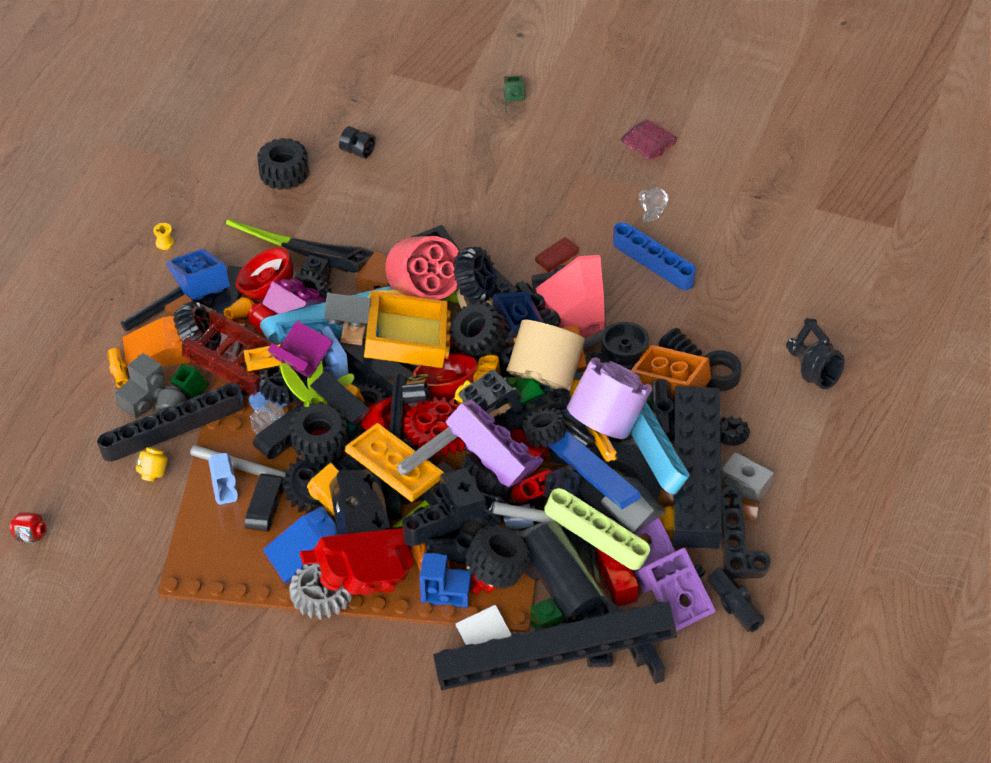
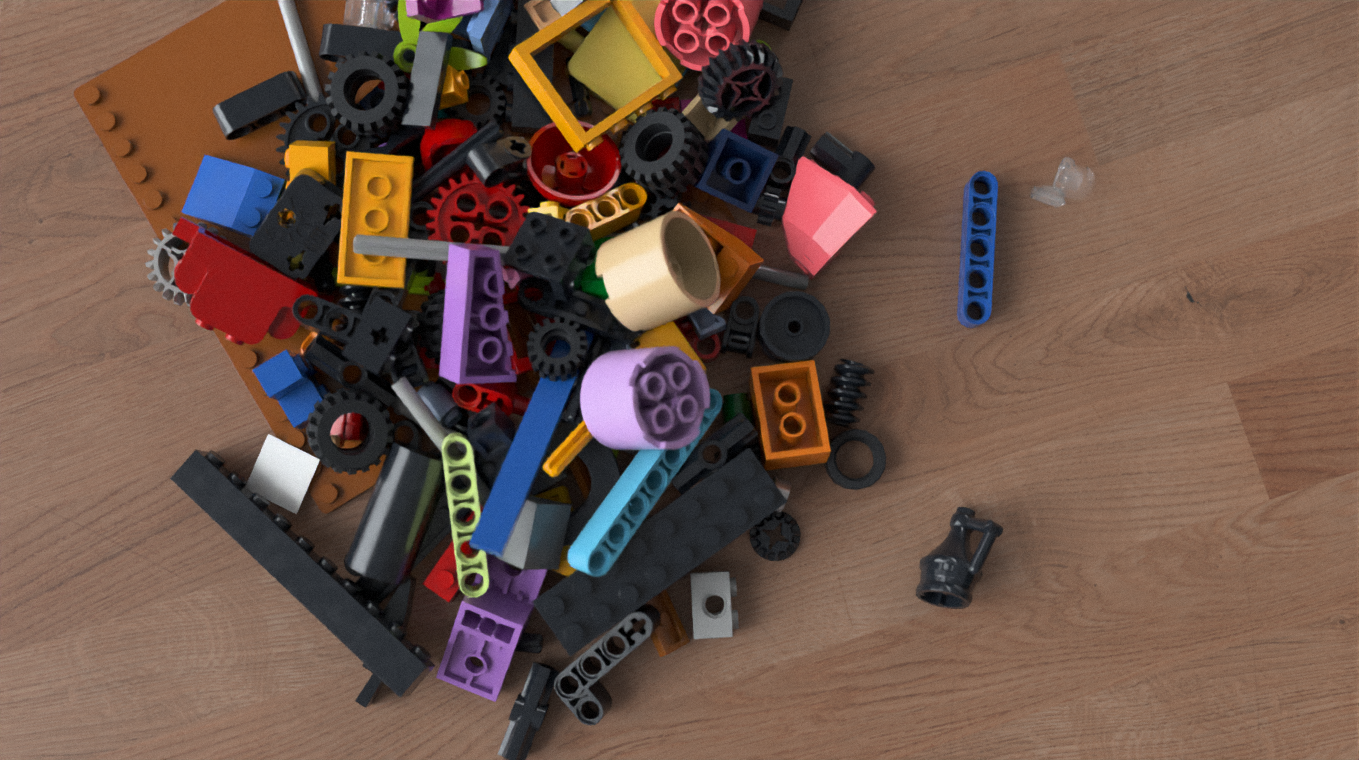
camera: 50 degrees right, 35 degrees up
(223, 478) = (244, 37): light blue brick -> none
(545, 614) = (340, 527): dark green brick -> none
(557, 254) = (892, 131): clear red tile -> none
(648, 139) = (1177, 95): clear pink slope -> none

